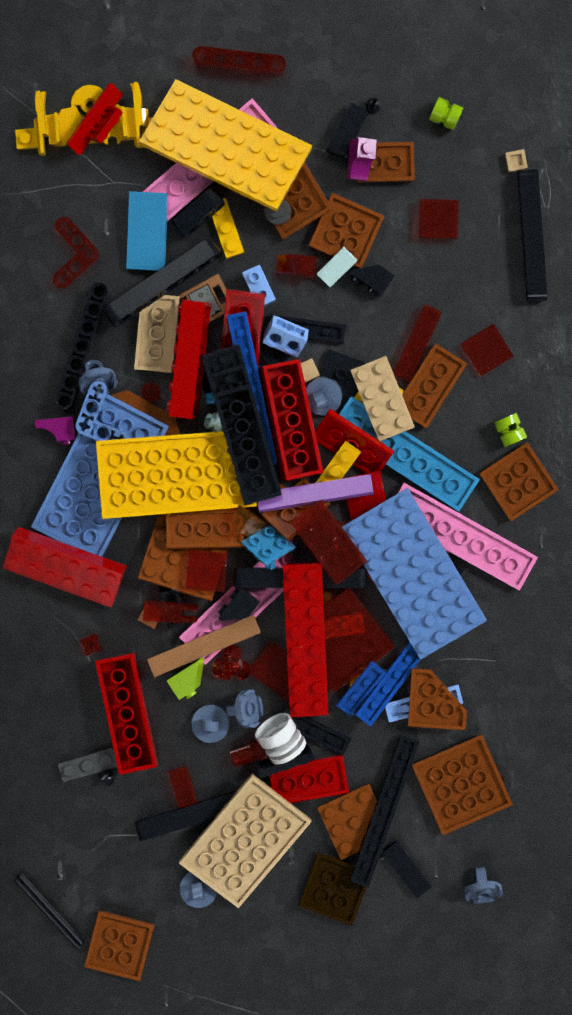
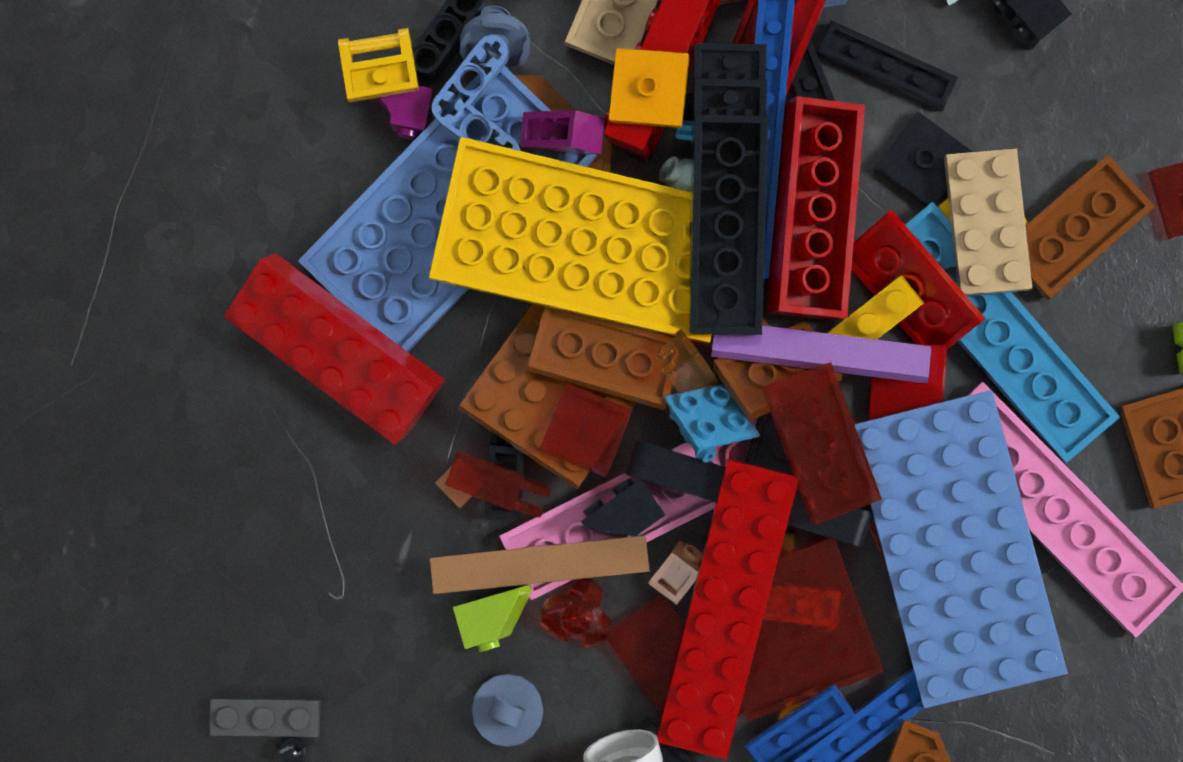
camera: 10 degrees right, 5 degrees down
(43, 419) = (381, 75): none -> yellow plate
(88, 649) = (329, 497): clear red plate -> none
(126, 713) = (363, 646): red brick -> none
(147, 421) = (562, 132): none -> magenta arch
(150, 392) = (581, 91): clear red plate -> none
(185, 386) = (649, 87): none -> light orange plate
(246, 709) = (581, 702): sand blue tile -> none
(275, 628) = (677, 572): none -> nougat bracket
(285, 336) = (855, 57): light blue brick -> none
(309, 370) = (873, 137): tan tile -> none
(323, 395) = (884, 185): sand blue tile -> none
(417, 343) = (1075, 146): clear red plate -> none

